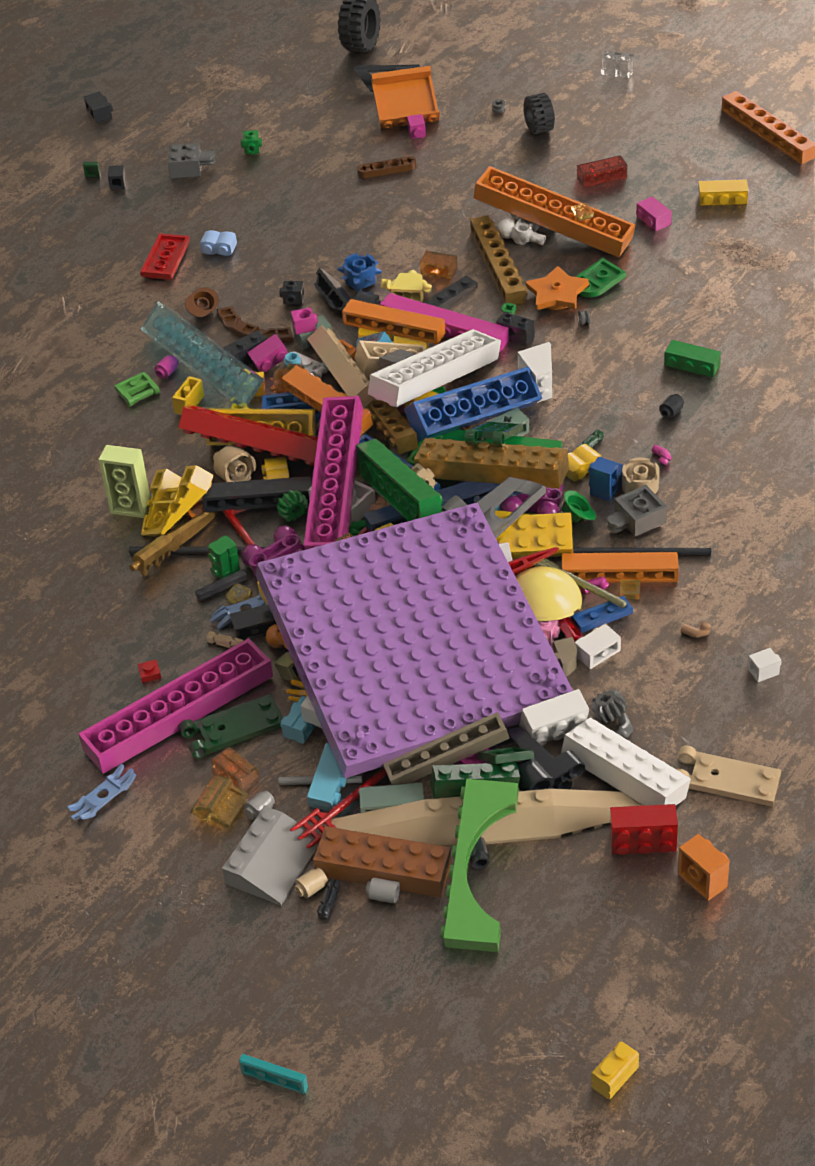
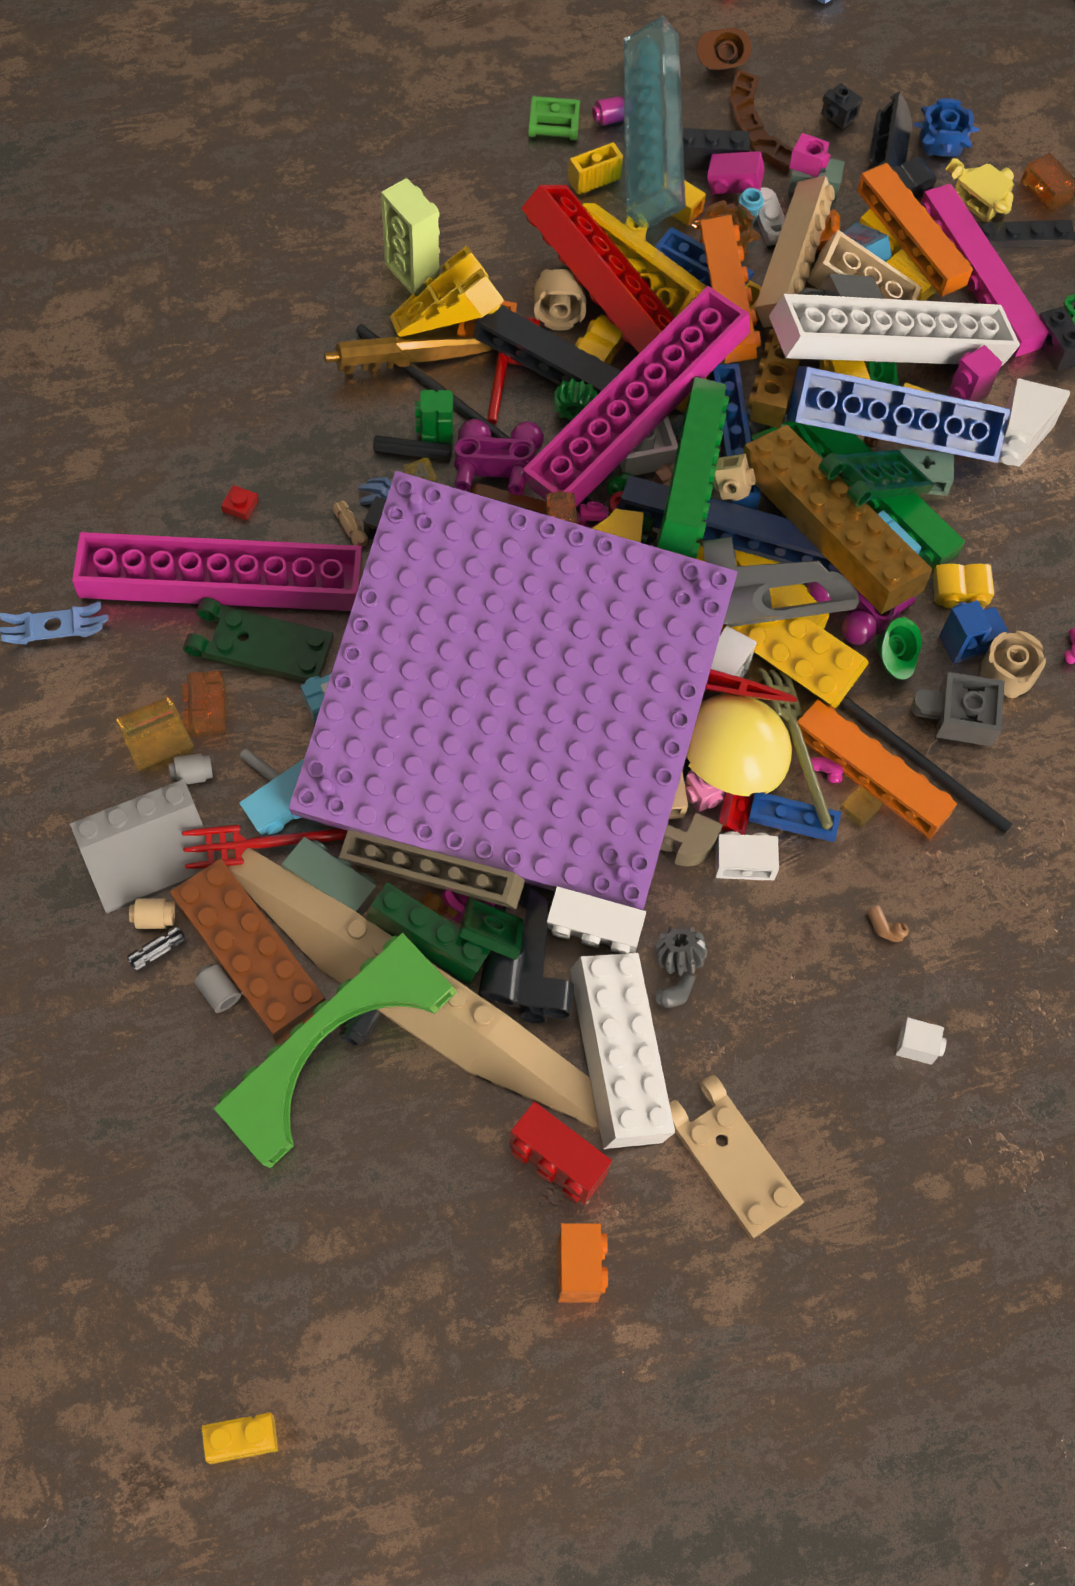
camera: 30 degrees right, 20 degrees up
(491, 363) = (975, 375): none -> dark pink brick
(593, 439) = (1008, 562): dark green axle -> none

